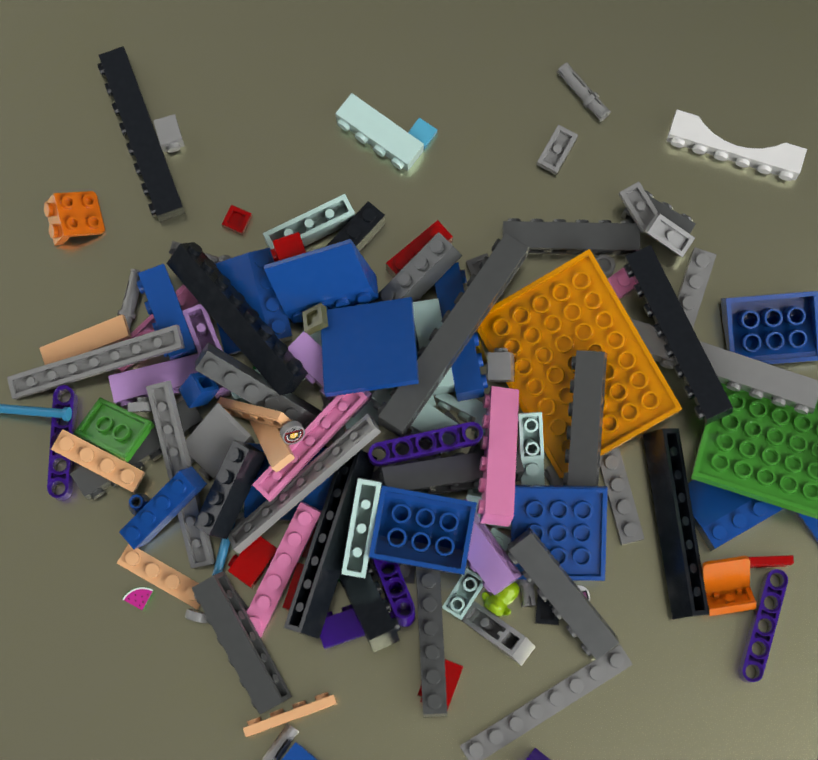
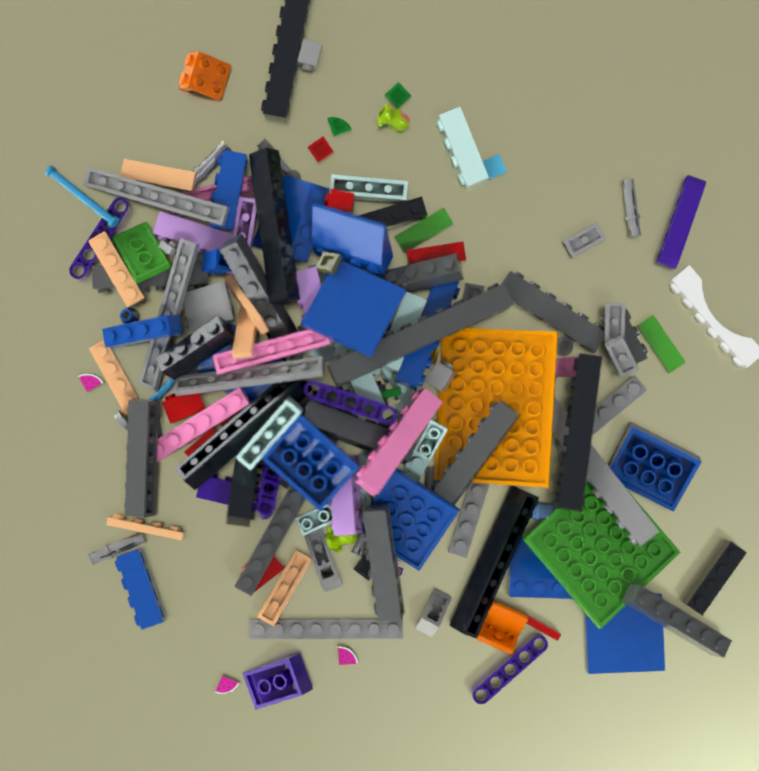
camera: 25 degrees right, 10 degrees up
(240, 186) = (338, 126): none -> green tile
(282, 122) = (397, 95): none -> green tile
(292, 432) = (261, 336): tile -> none
(293, 143) = (393, 117): none -> lime animal
(390, 235) = (424, 230): none -> bright green tile
(461, 412) = (391, 392): none -> green tile
(476, 687) = (284, 588): none -> light nougat plate
(585, 720) = (346, 655): none -> dark pink tile
(641, 75) = (681, 221): none -> dark purple beam
(648, 617) = (433, 613): none -> light grey arch
(691, 440) = (543, 510): none -> light blue cone
(699, 204) = (661, 344): none -> bright green tile

